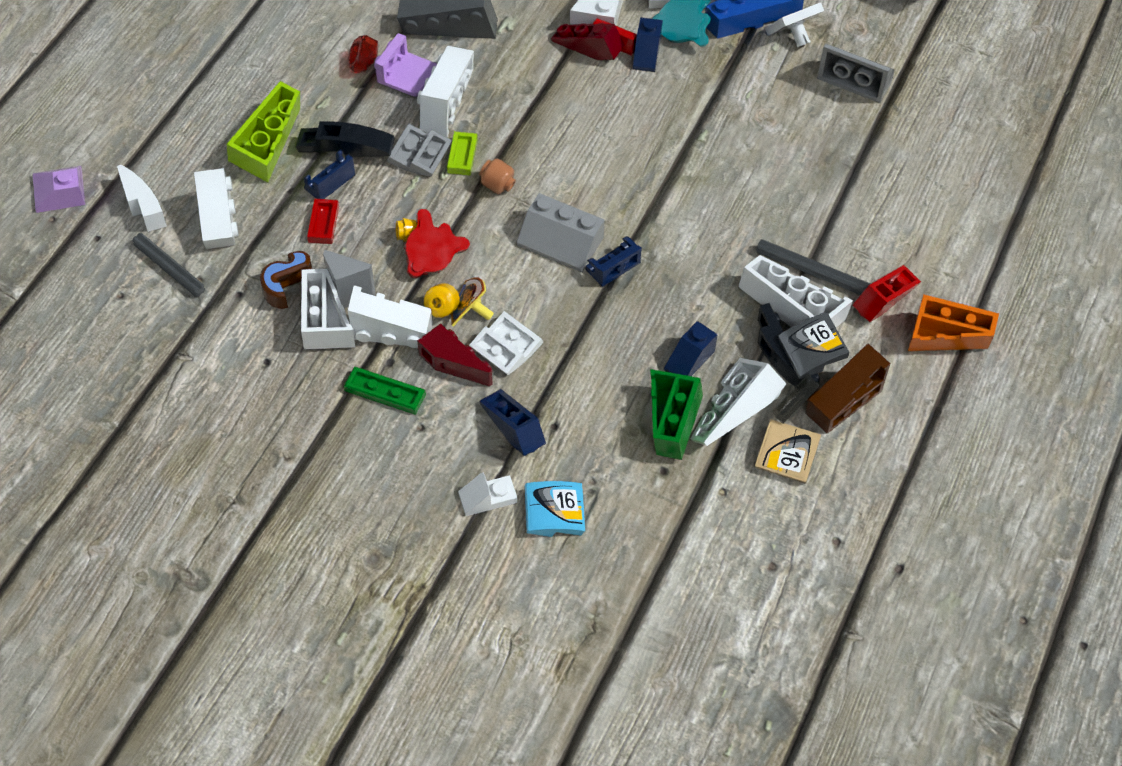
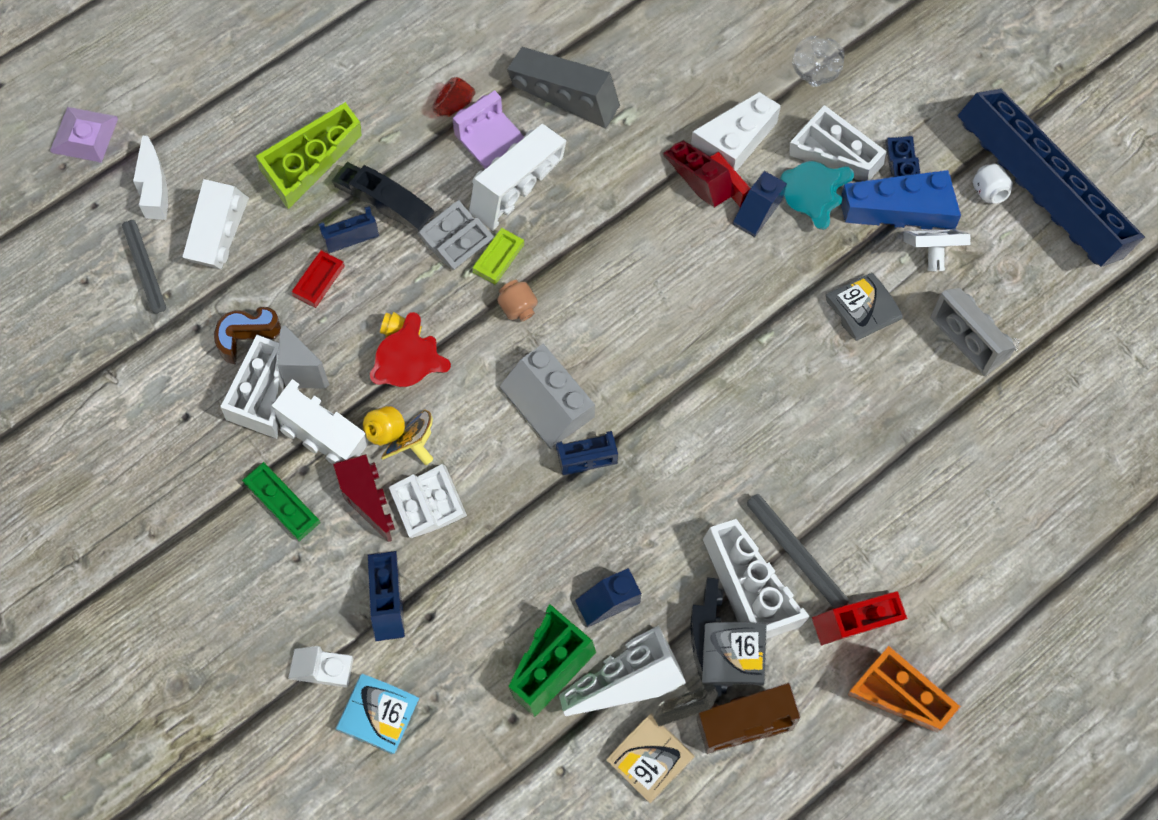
camera: 25 degrees right, 10 degrees up
(766, 86) = (864, 306): none -> dark grey slope

